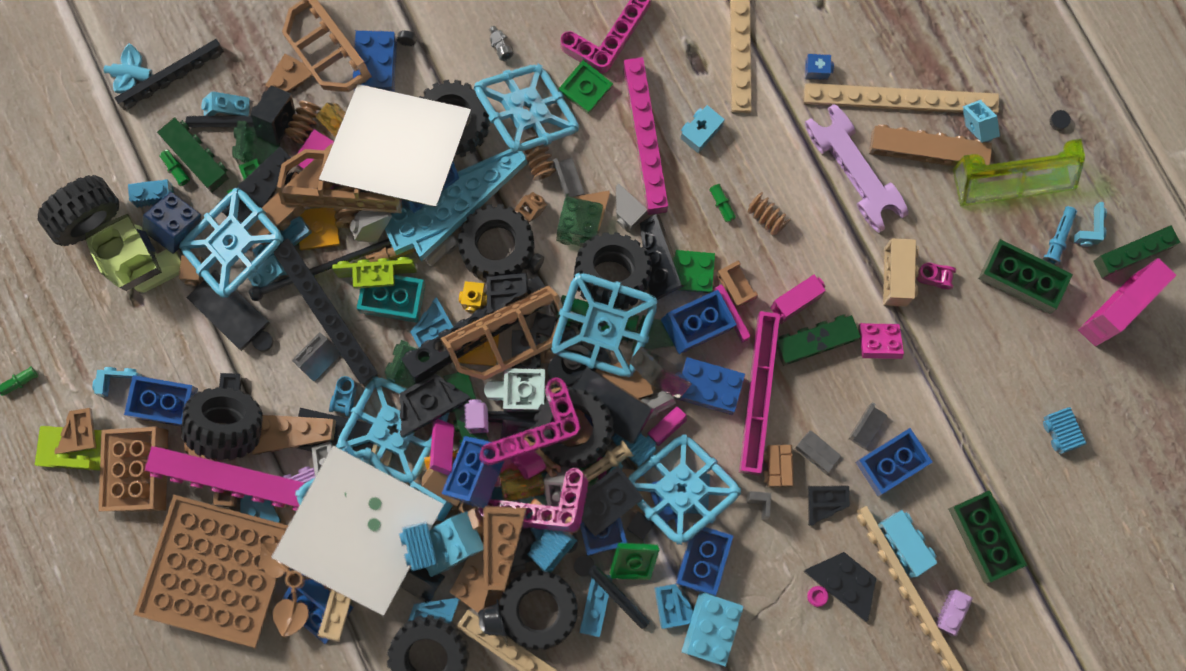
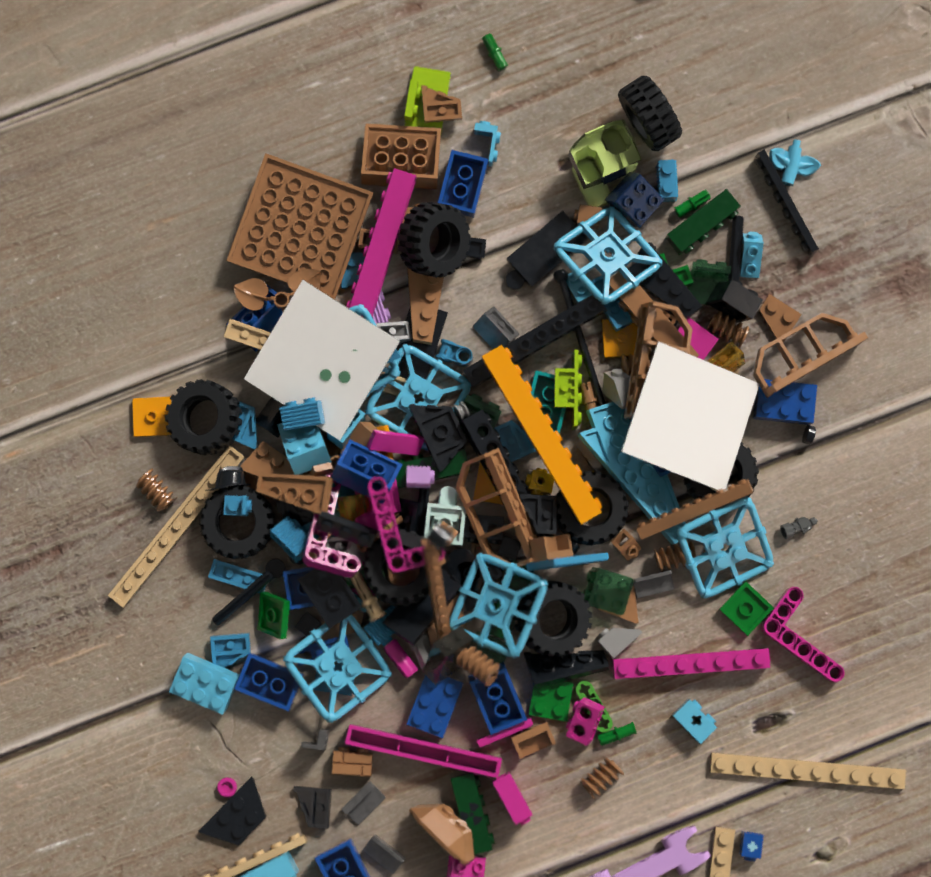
camera: 95 degrees right, 5 degrees up
(403, 382) = (461, 410): none -> light grey bush
(422, 295) = (541, 434): none -> light orange brick
(490, 137) = (694, 509): none -> medium nougat piece
(521, 608) = (237, 505): none -> dark azure bracket
(537, 378) = (441, 535): none -> black piece
(538, 486) = (346, 529): none -> black plate
(540, 276) = (551, 547): none -> medium nougat panel
(553, 258) = (567, 561): none -> dark azure tile
(592, 385) = (436, 588): none -> medium nougat piece
(668, 339) = (478, 665): none -> medium nougat piece
(711, 225) = (591, 690): none -> bright green beam
(714, 229) = (589, 723): none -> dark pink brick
(836, 362) = (446, 830): none -> medium nougat wedge

